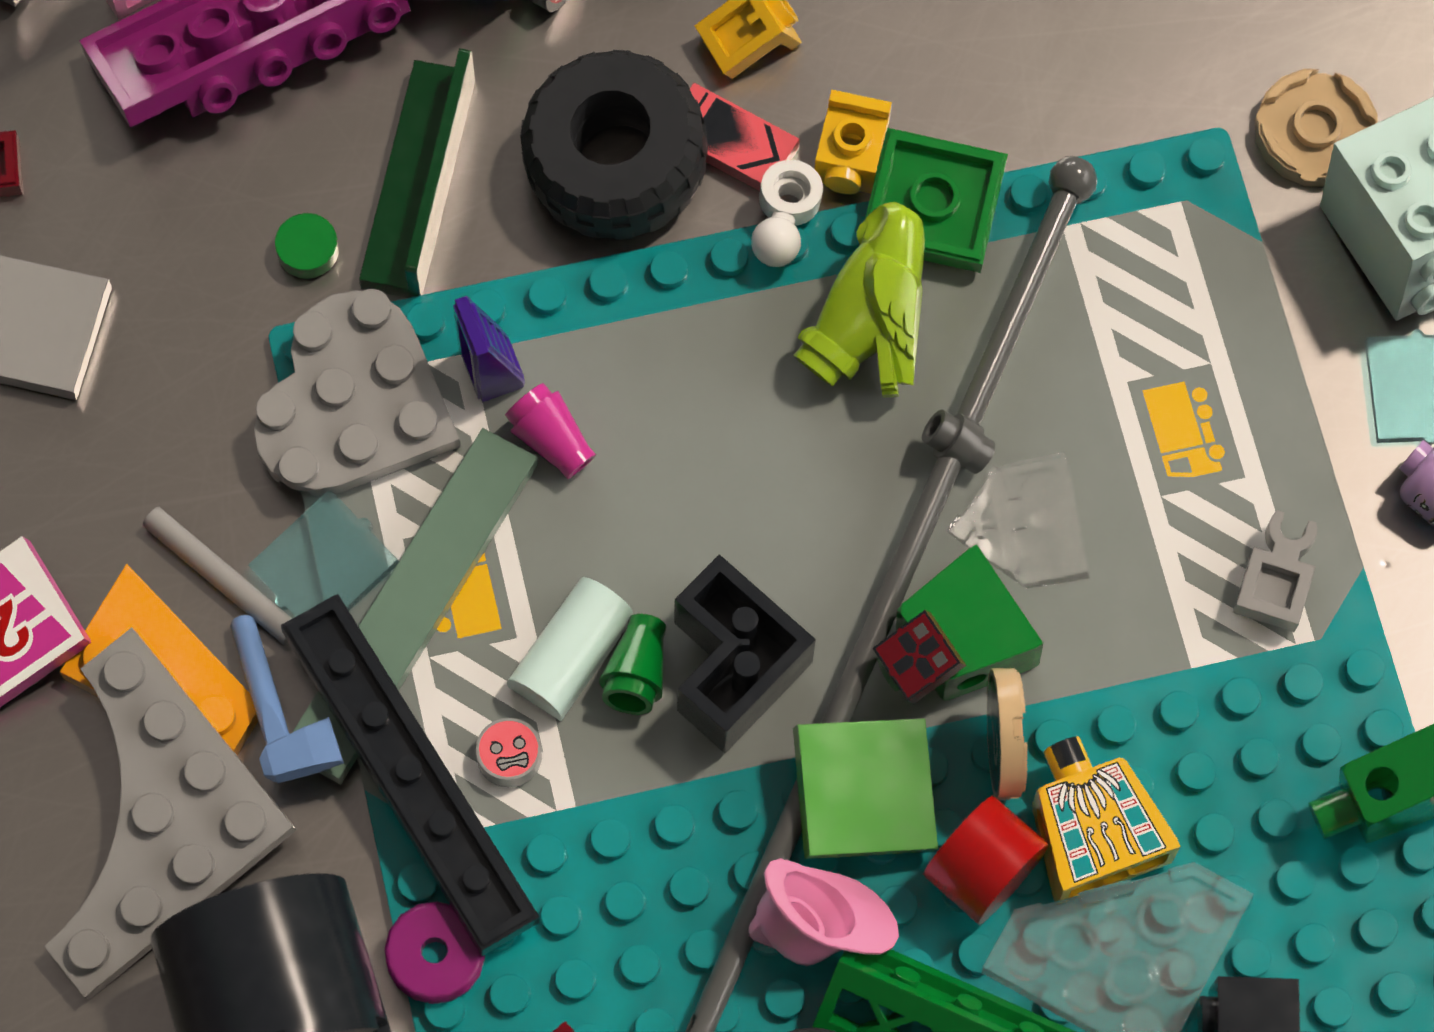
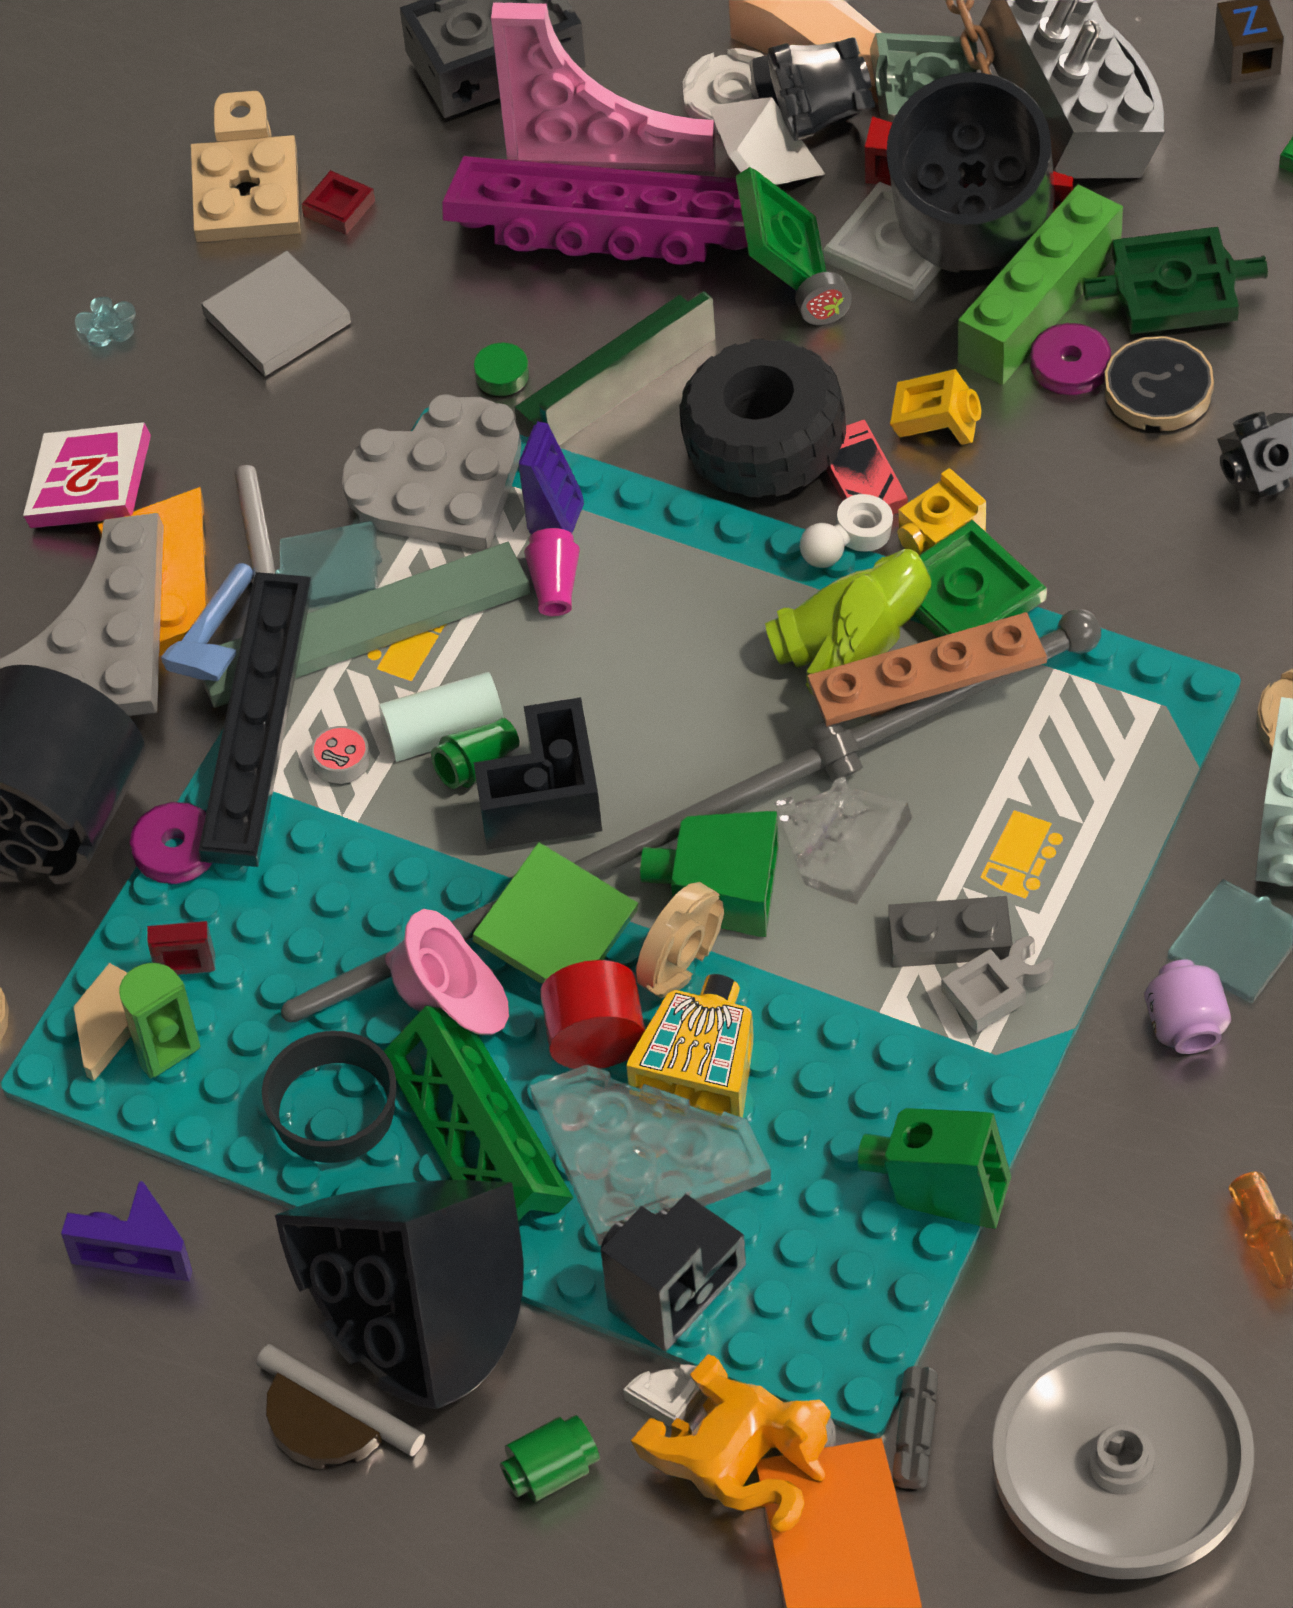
camera: 45 degrees right, 15 degrees down
(919, 657) = (663, 852): tile -> none
(991, 313) = (926, 669): none -> nougat bracket
(1193, 549) = (949, 930): none -> dark grey plate

